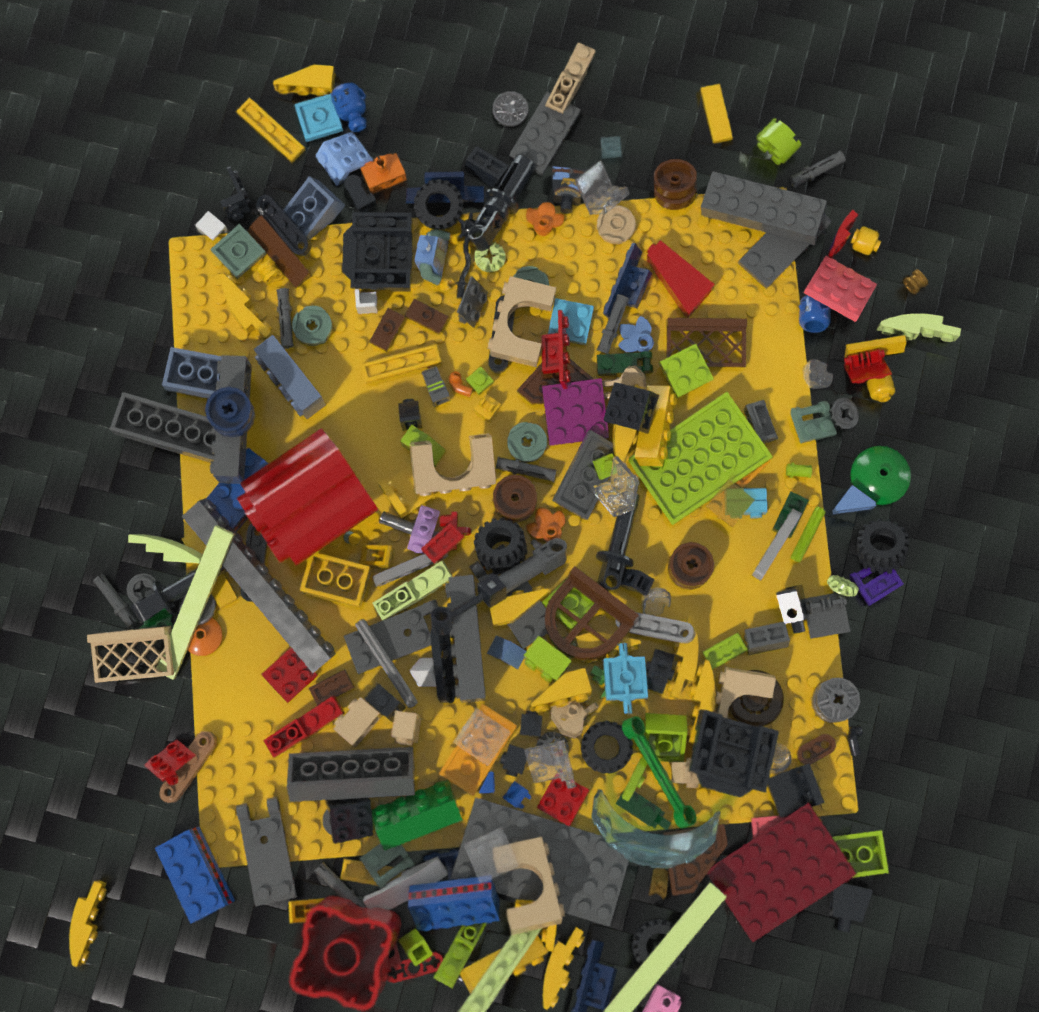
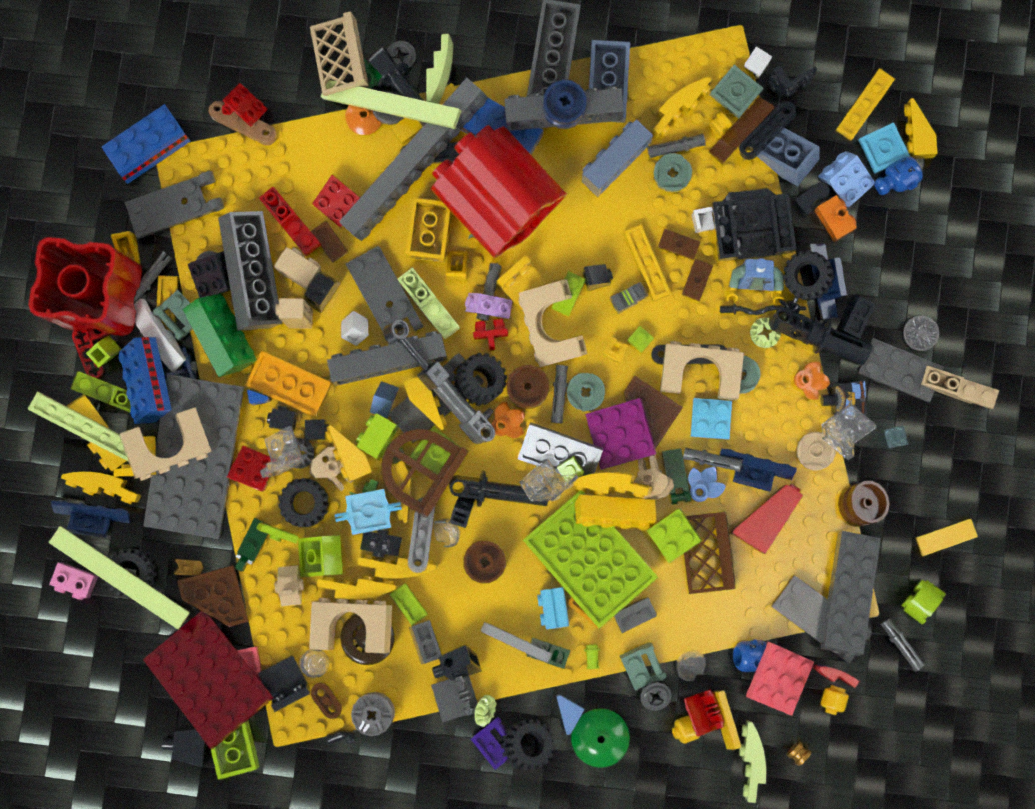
camera: 85 degrees right, 5 degrees up
(81, 930) = (87, 52): yellow slope -> none
(120, 608) = (381, 37): dark grey pin -> none
(386, 663) = (357, 288): light grey axle -> none
(402, 570) = (451, 298): light grey beam -> none
(442, 543) = (475, 324): red plate -> none
(444, 686) = (343, 345): black beam -> none
(457, 384) = (632, 319): orange arm -> none
(472, 303) = (715, 321): dark grey hinge -> none
(481, 737) = (298, 385): clear bracket -> none
(491, 855) = (187, 406): clear bracket -> none
(516, 794) = (251, 424): blue tile -> none
(555, 351) = (675, 406): red bracket -> none
(631, 407) = (625, 485): black bracket -> none
(651, 848) = (217, 552): clear light blue windscreen -> none
(680, 808) = (285, 554): green piece -> none
(730, 503) = (549, 592): clear yellow piece -> none
(732, 754) = (306, 619): black slope -> none
(808, 534) = (531, 672): lime axle -> none

